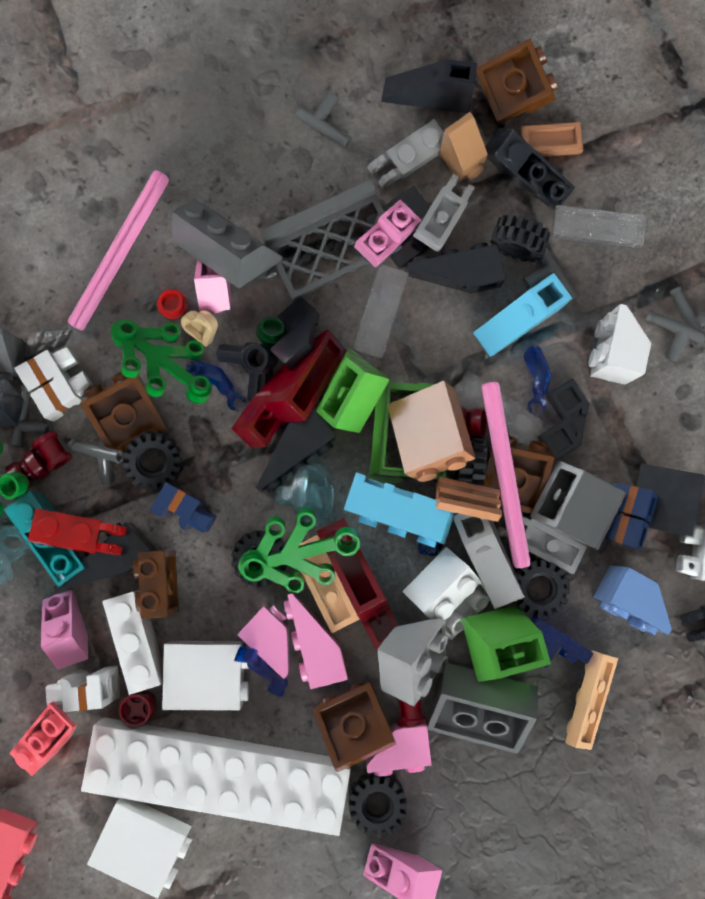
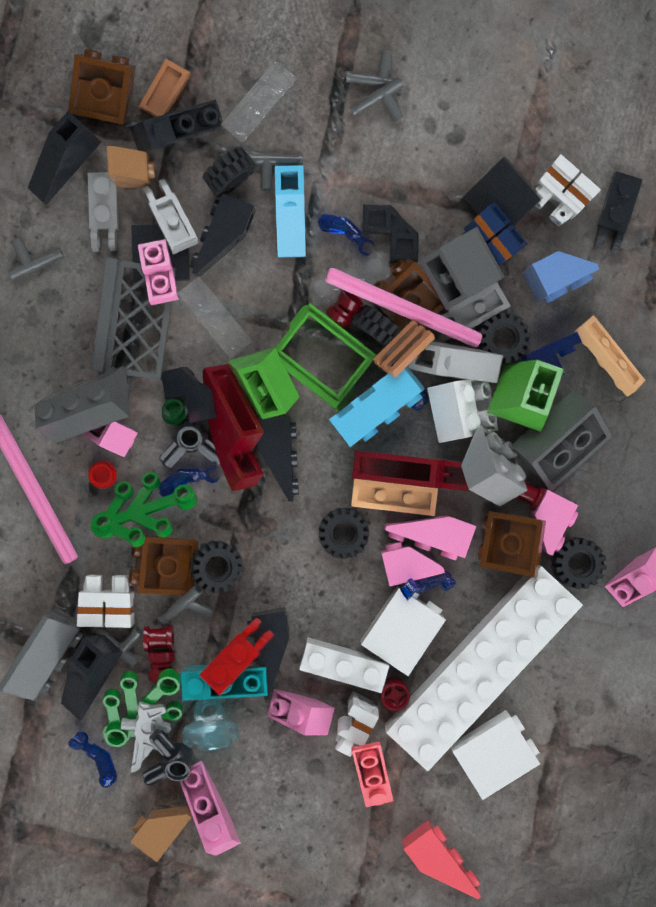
camera: 60 degrees left, 5 degrees up
(156, 584) = (313, 620): reddish brown plate -> none
(184, 504) = (268, 563): dark blue hips -> none
(200, 326) = (135, 464): tan tile -> none
(295, 555) = (359, 504): green plant -> none
(309, 491) = (321, 464): clear light blue tile -> none
(431, 432) = (335, 343): brick -> none
(620, 348) = (365, 154): white slope -> none

